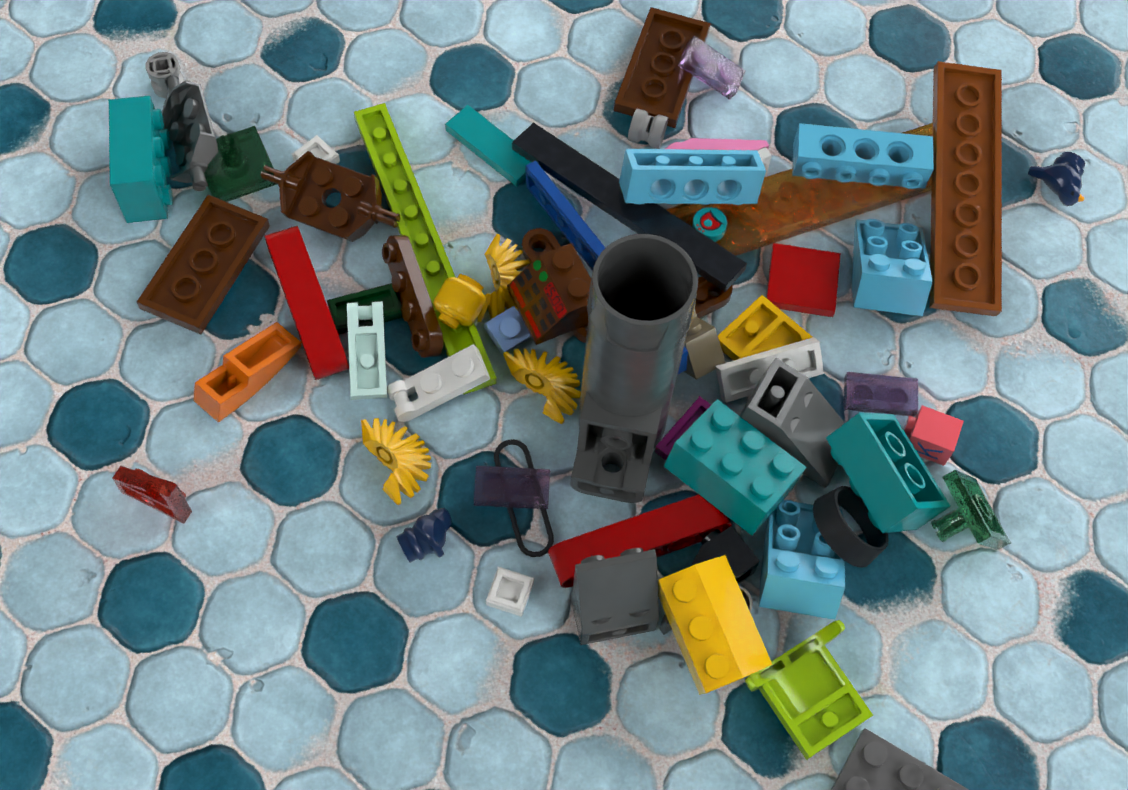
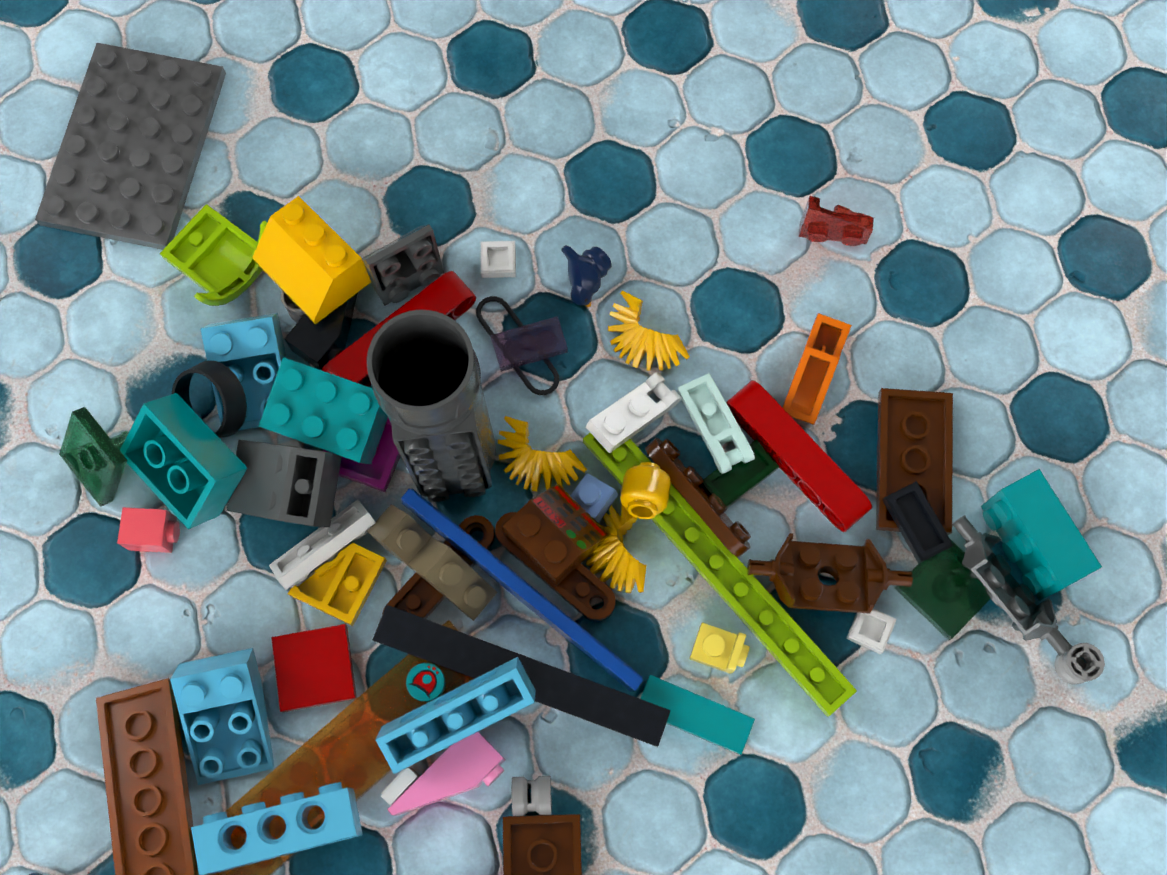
camera: 165 degrees right, 10 degrees up
(233, 207) = (917, 522): none -> black tile
(448, 180) = (719, 648): none -> light yellow bracket
(880, 394) = (206, 559): clear purple plate -> none

